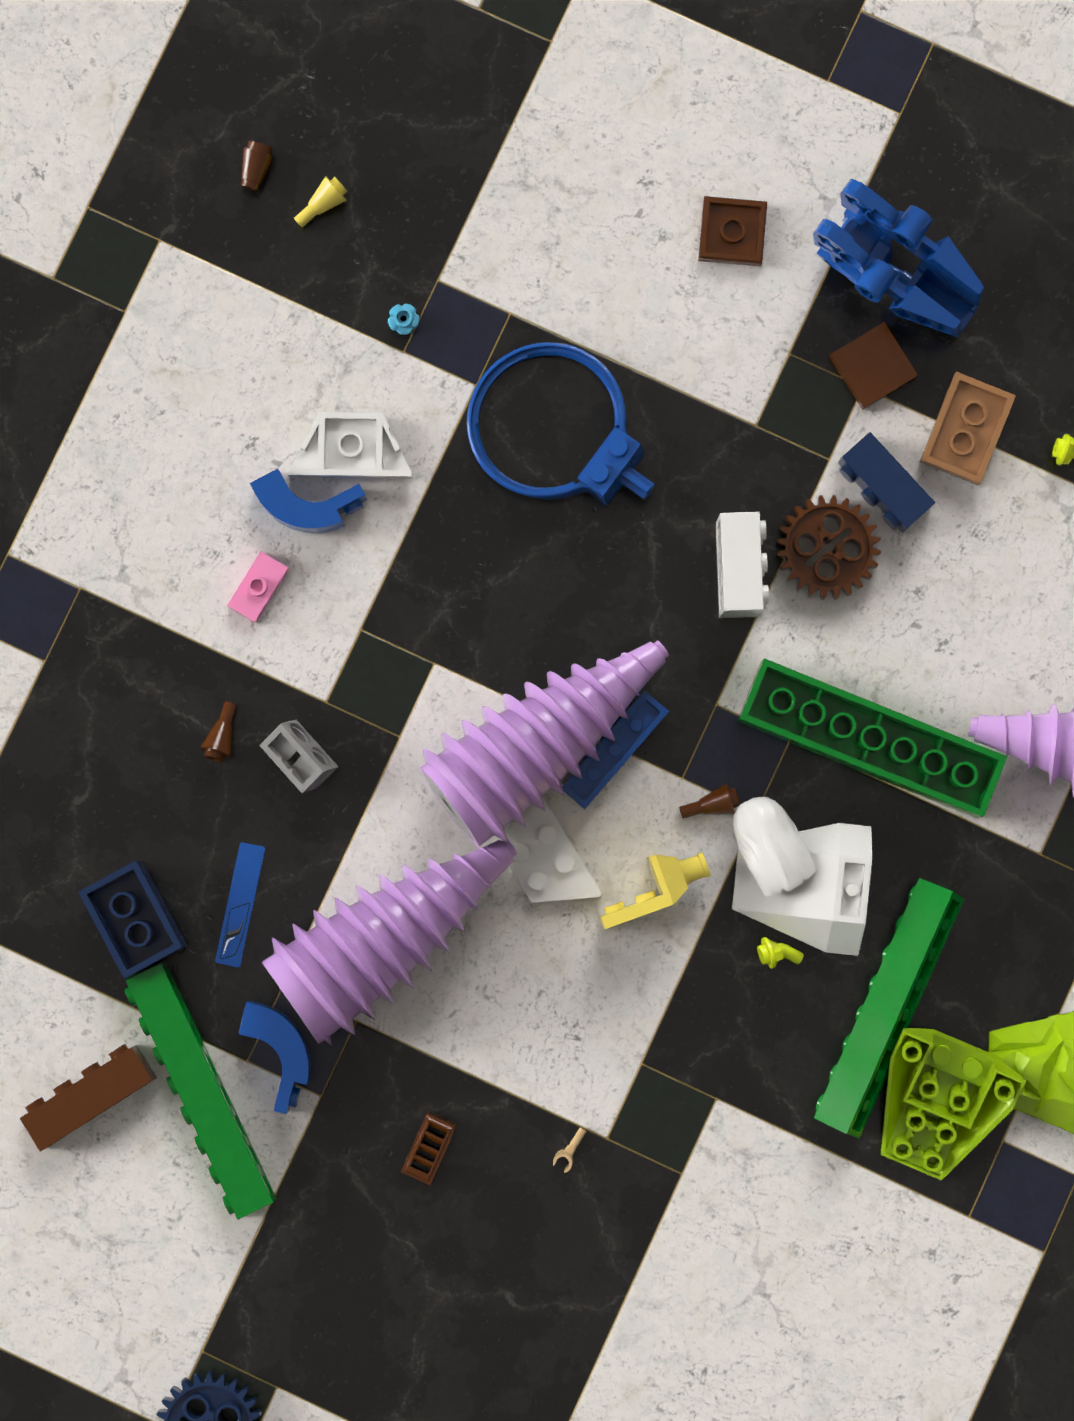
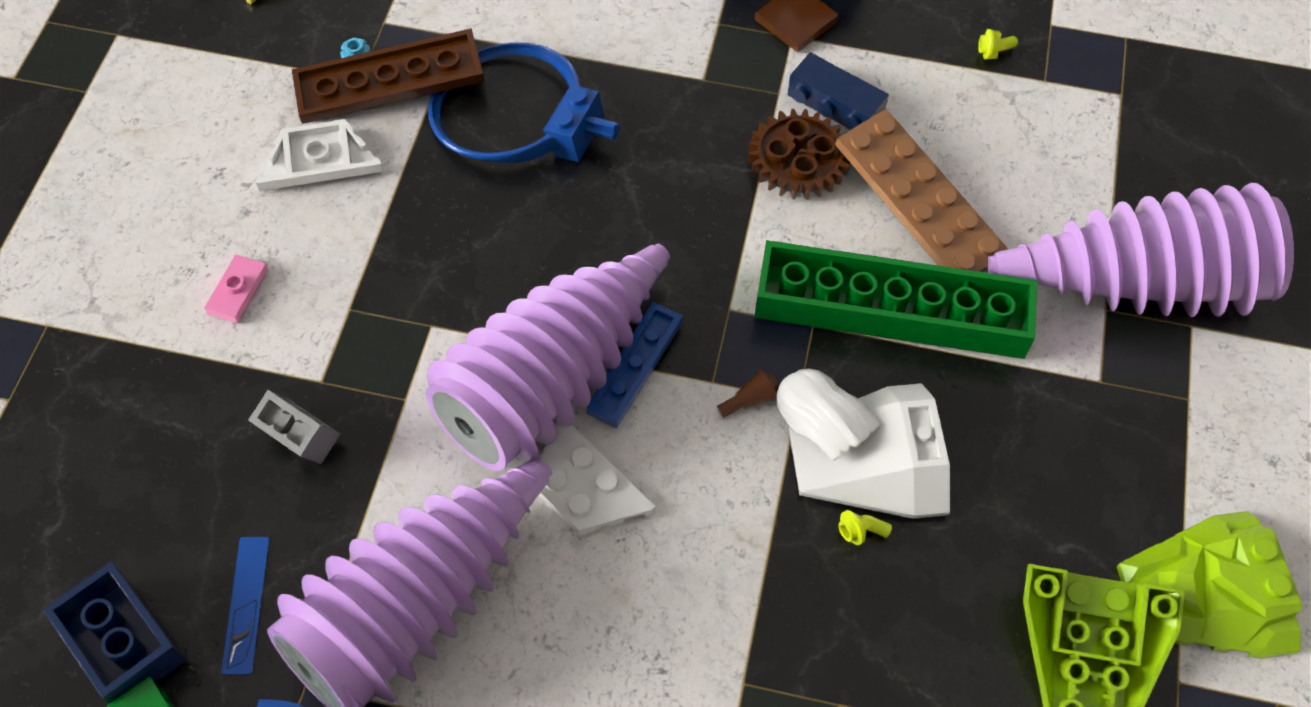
camera: 15 degrees left, 25 degrees down
(218, 741) = (205, 436): reddish brown cone -> none
(301, 514) = (278, 214): blue arch -> none
(432, 364) = (386, 76): none -> reddish brown plate
(672, 881) = (721, 479): light yellow plate -> none
(741, 564) = (720, 173): white brick -> none
(888, 1007) = (1003, 549): green brick -> none
(932, 626) = (919, 194): none -> medium nougat plate
(967, 428) = (897, 45): medium nougat plate -> none

